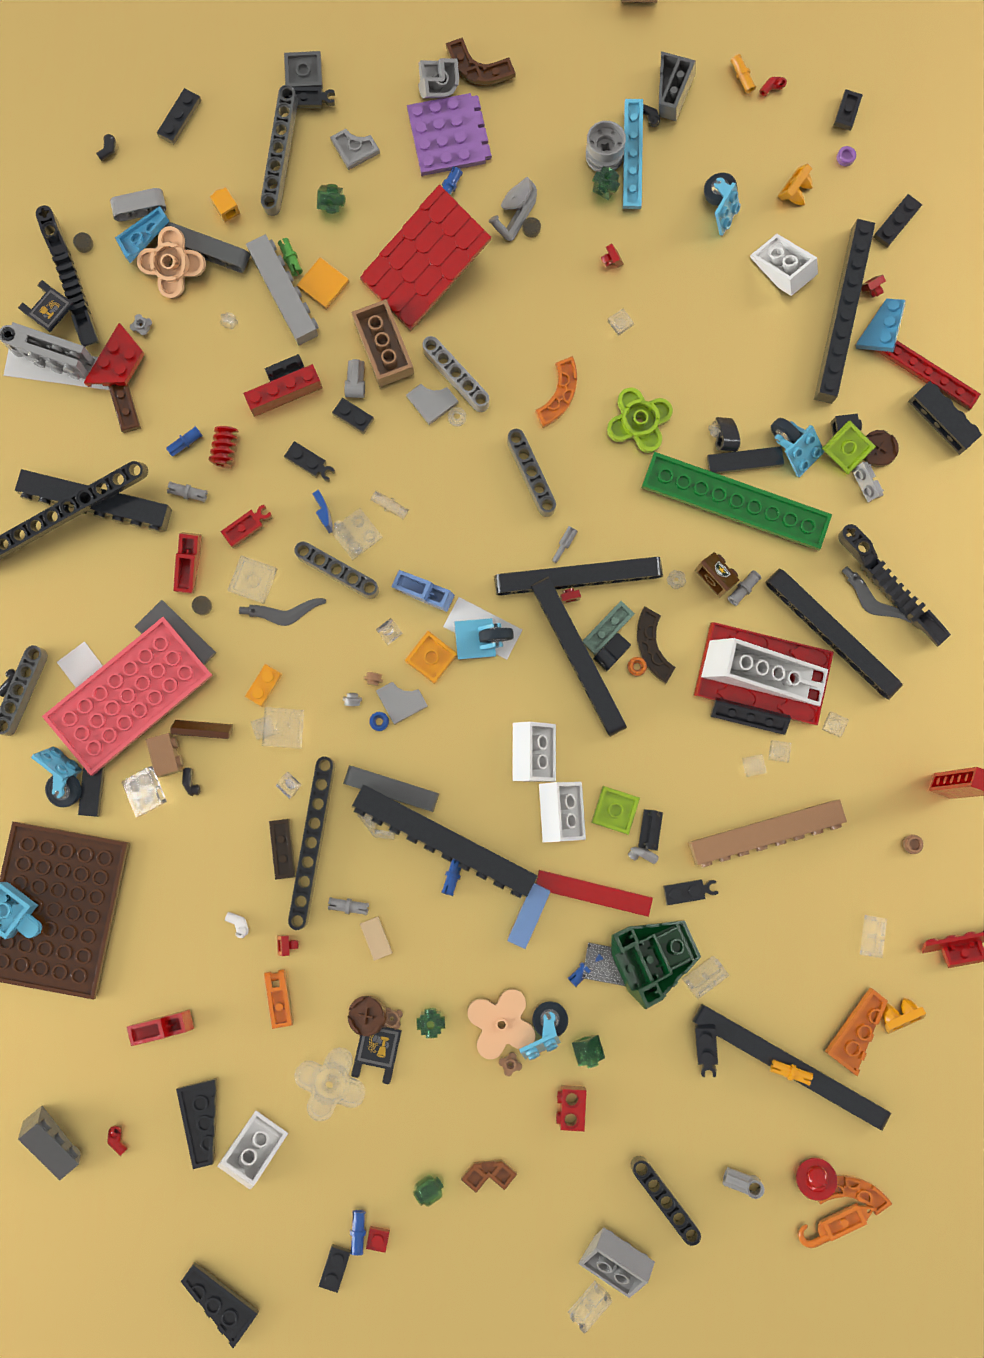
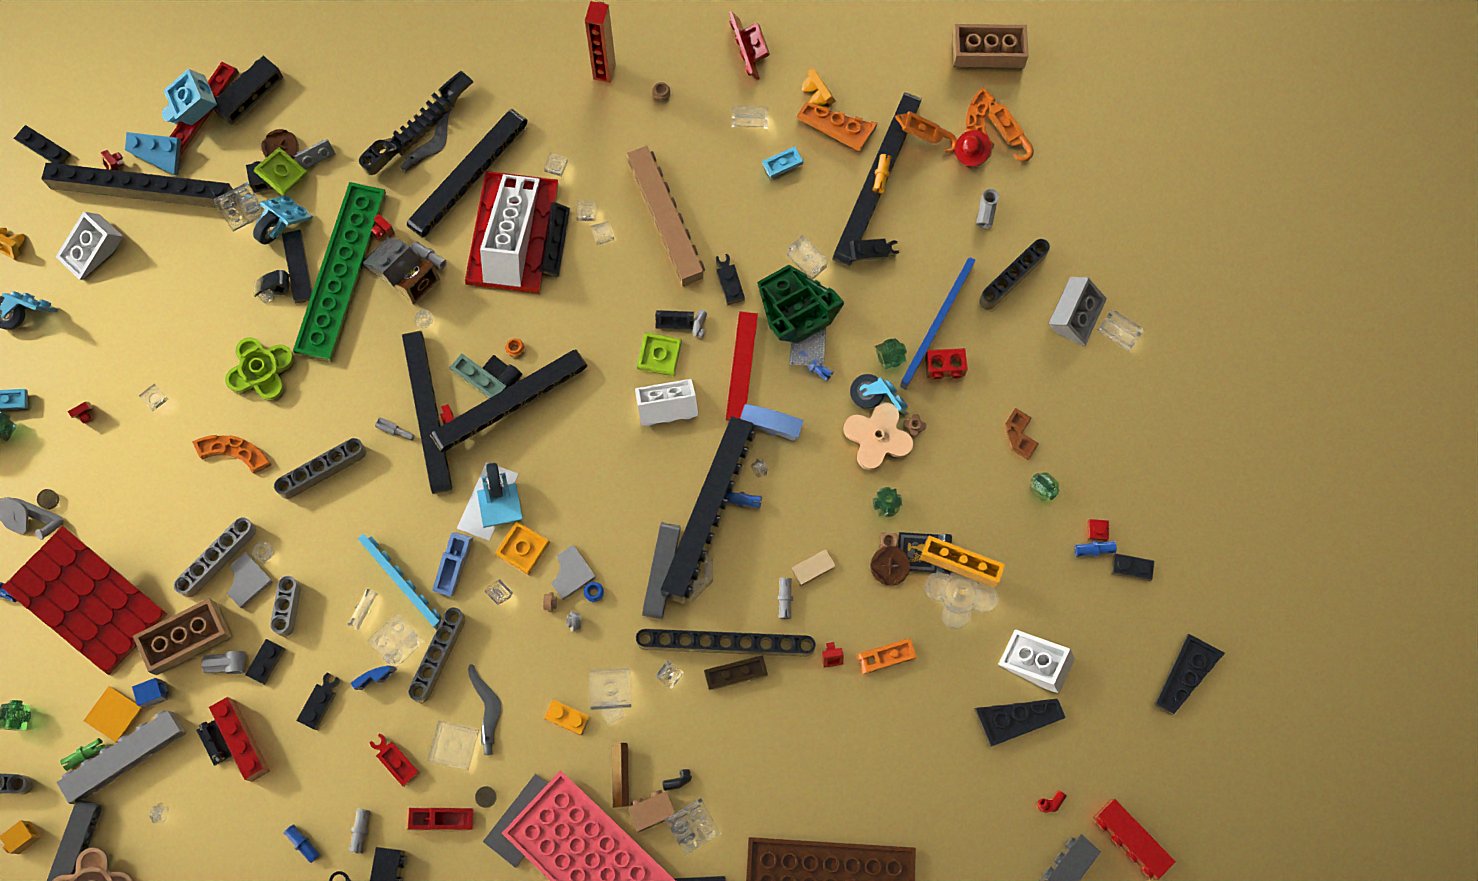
camera: 95 degrees left, 10 degrees down
(68, 1216) = (1134, 839): none -> red brick
(160, 1028) = (933, 773): red slope -> none
(221, 446) = (306, 798): red piece -> none
(240, 924) = (818, 706): white arm -> none
(336, 314) = (150, 692): none -> blue brick
(354, 1090) = (962, 561): none -> light orange brick
(394, 429) = (283, 596): none -> light grey beam
(405, 545) = (395, 573): none -> medium azure plate
(483, 898) = (759, 468): none -> clear plate
(534, 752) = (610, 435): white slope -> none
(619, 1107) = (937, 323): none -> blue tile
(648, 646) = (493, 340): dark brown tile -> none
(738, 550) = (391, 260): none -> dark grey slope
(778, 544) = (382, 227): none -> red tile
(811, 405) = (239, 206): none -> clear plate
(818, 965) = (782, 162): none -> medium azure plate
(841, 1129) = (925, 129): none -> orange plate
(935, 359) = (188, 98): none -> medium azure brick
(941, 1221) = (990, 45): none -> medium nougat brick

